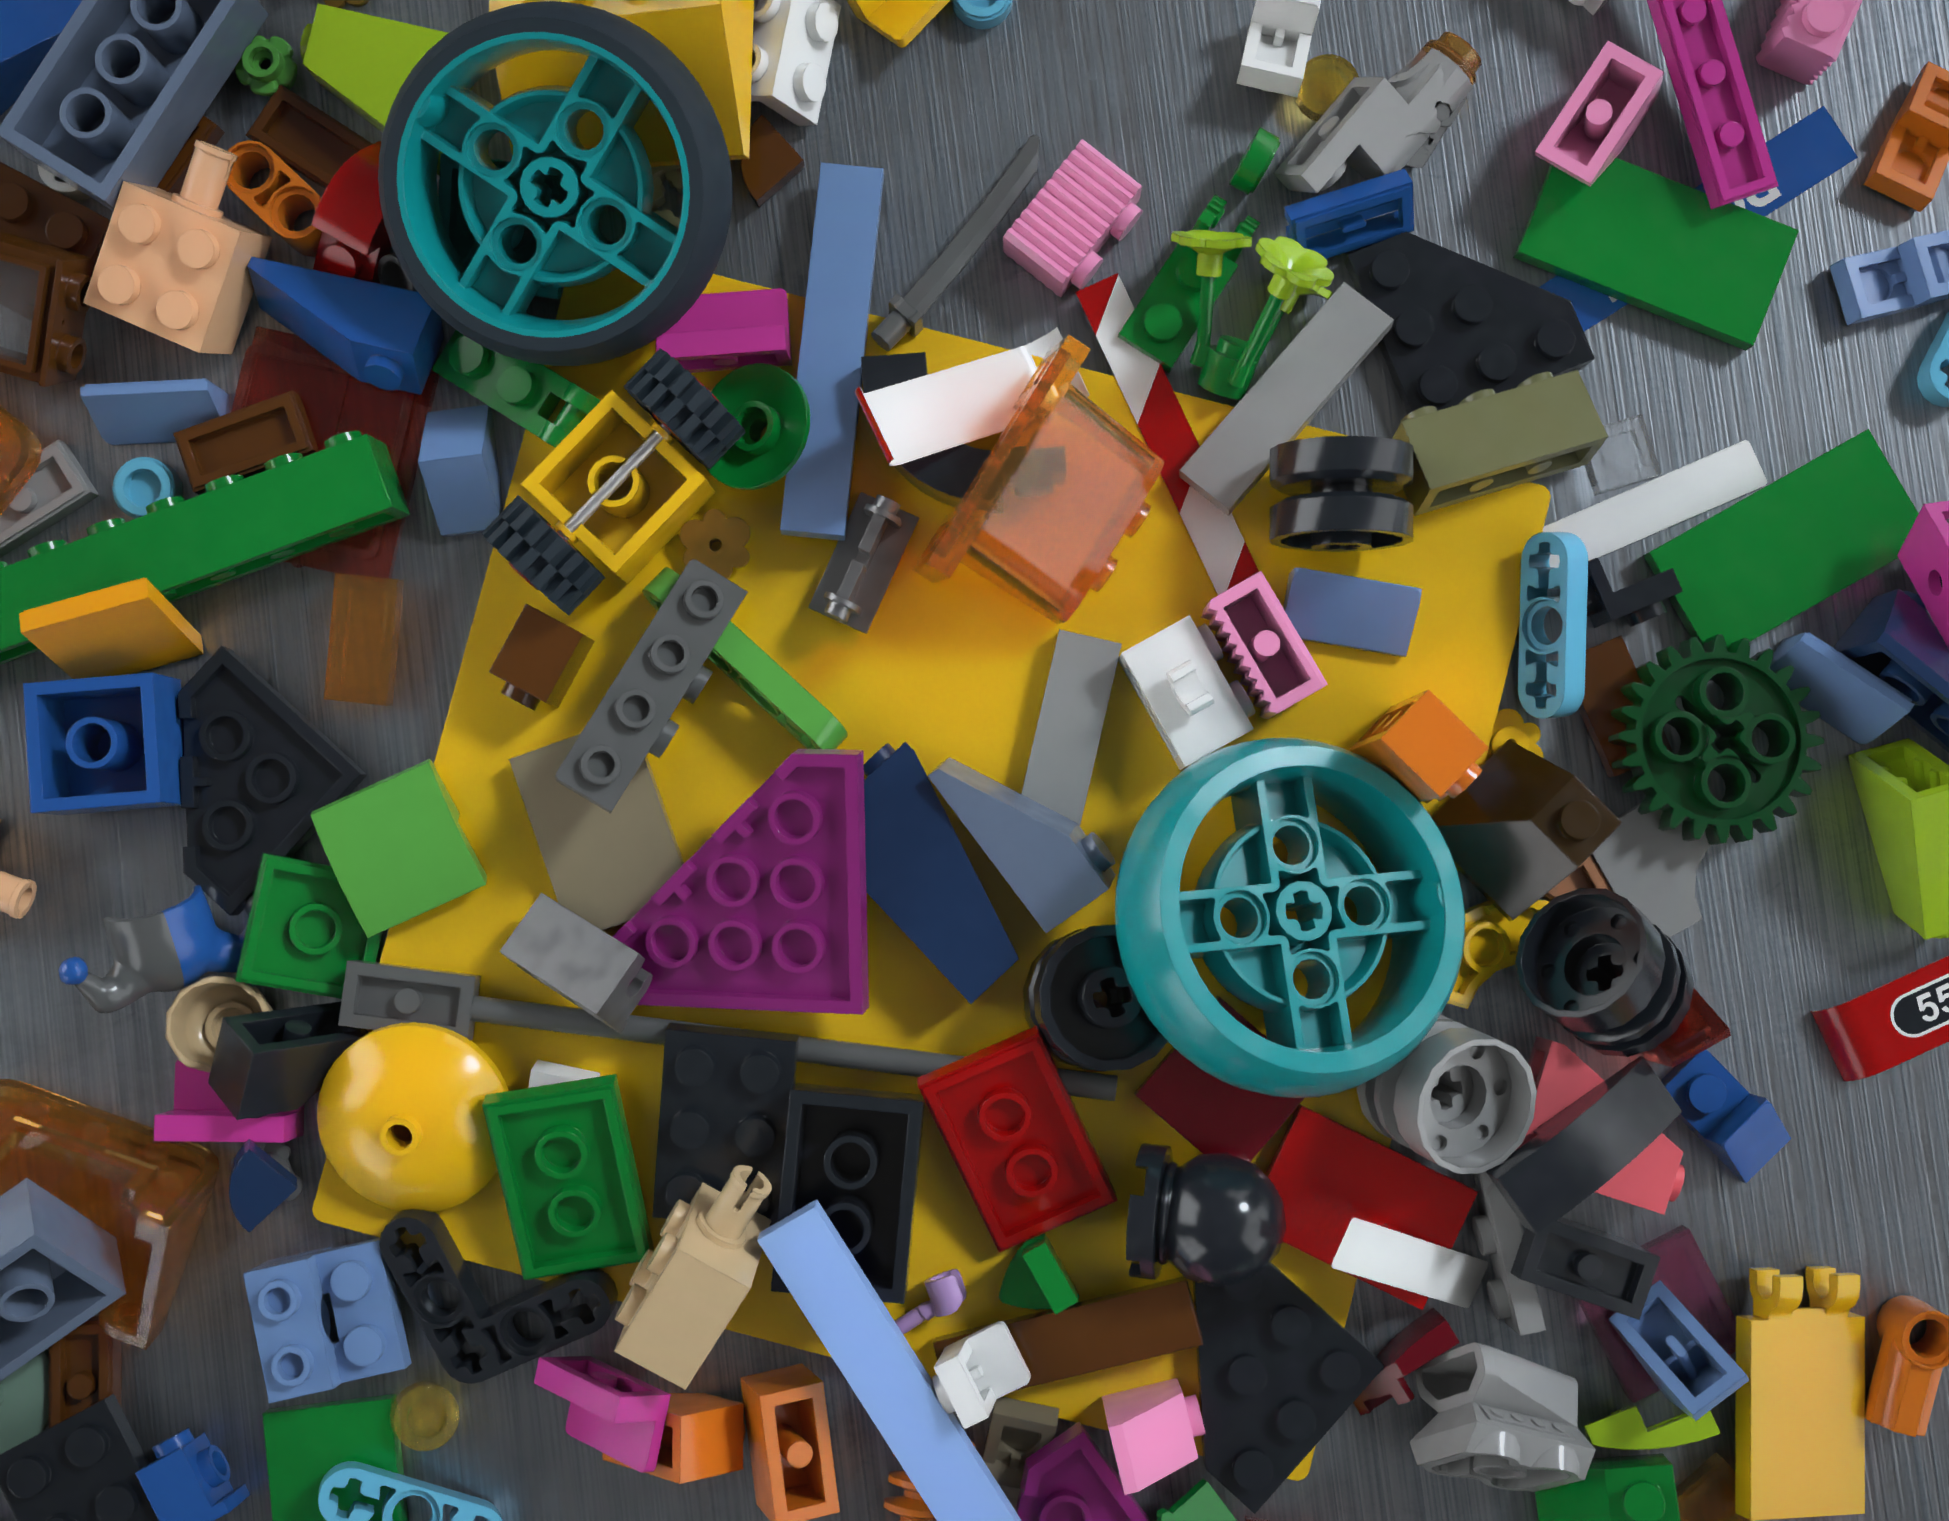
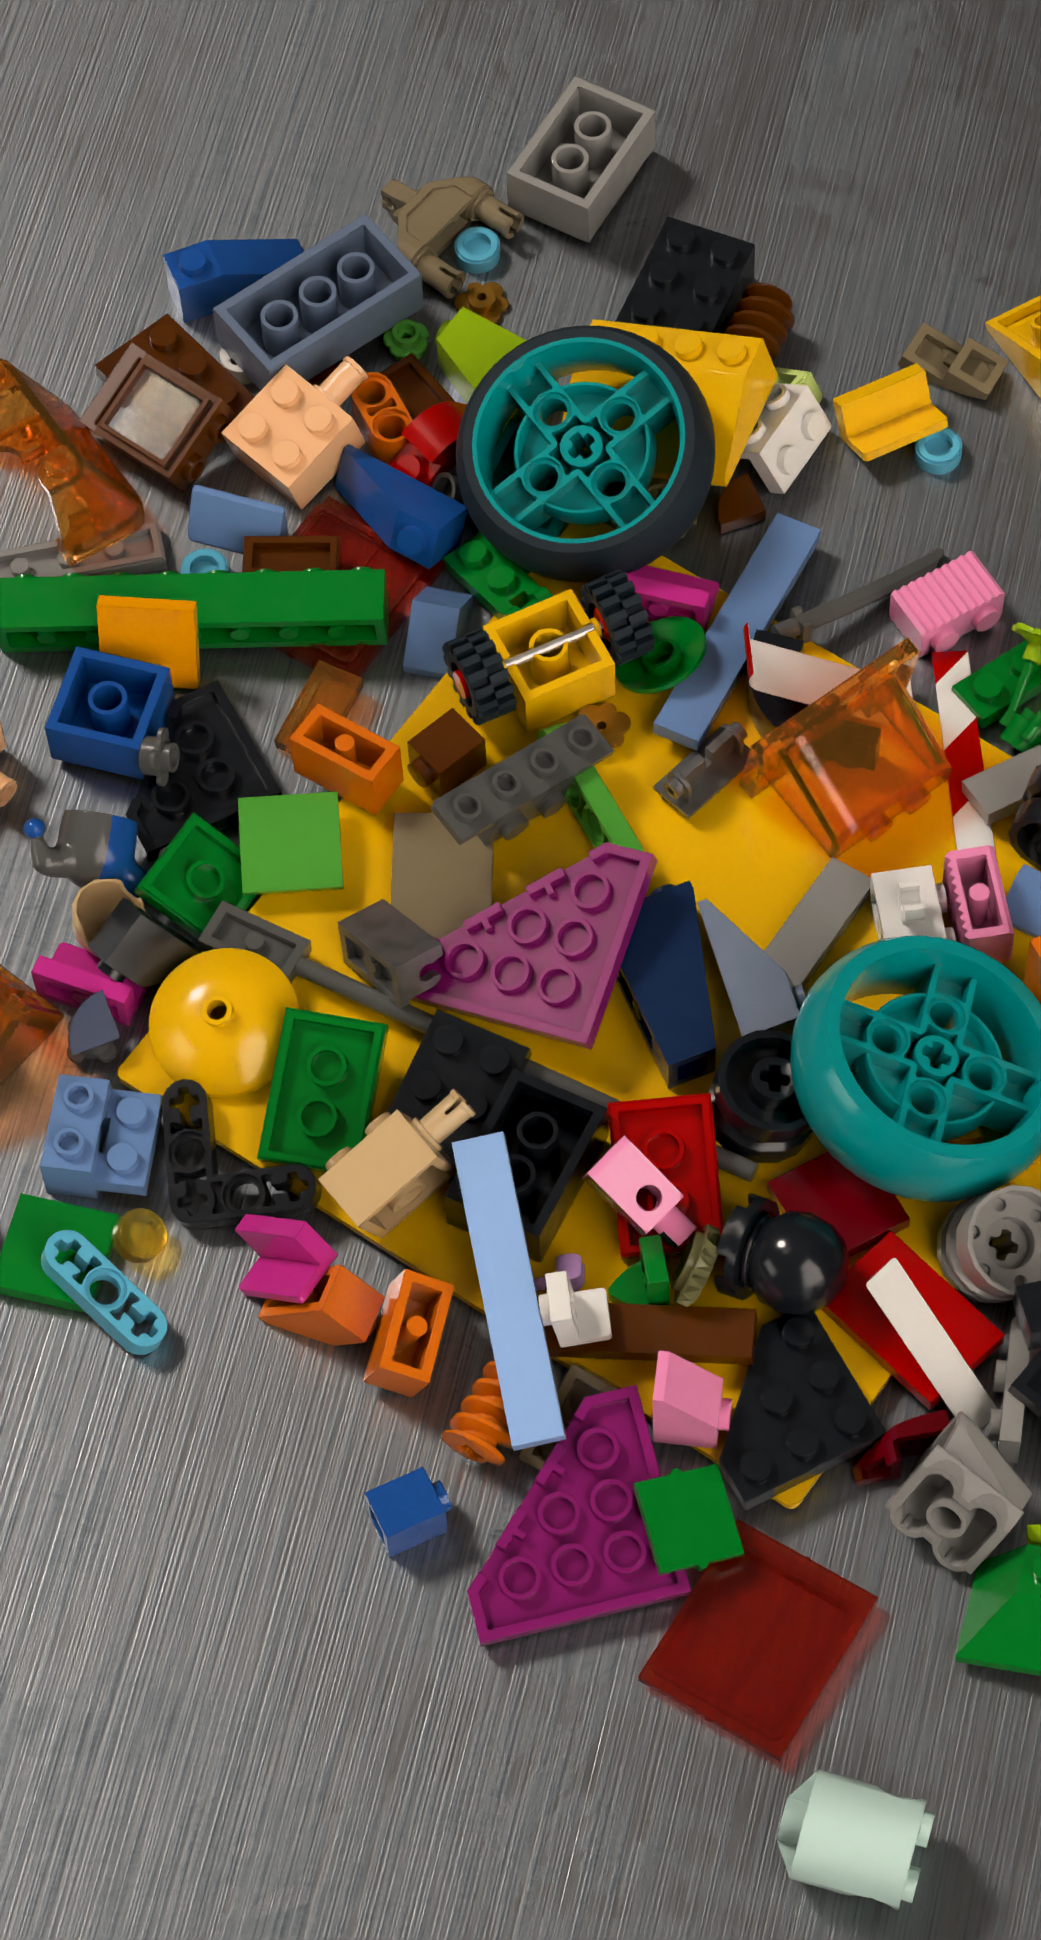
camera: 15 degrees right, 25 degrees down
(190, 792) = (159, 756): none -> dark grey plate
(422, 716) = (346, 759): none -> orange brick
(996, 1203) = (620, 1177): none -> bright pink torso
(1098, 1257) = (695, 1265): none -> olive gear

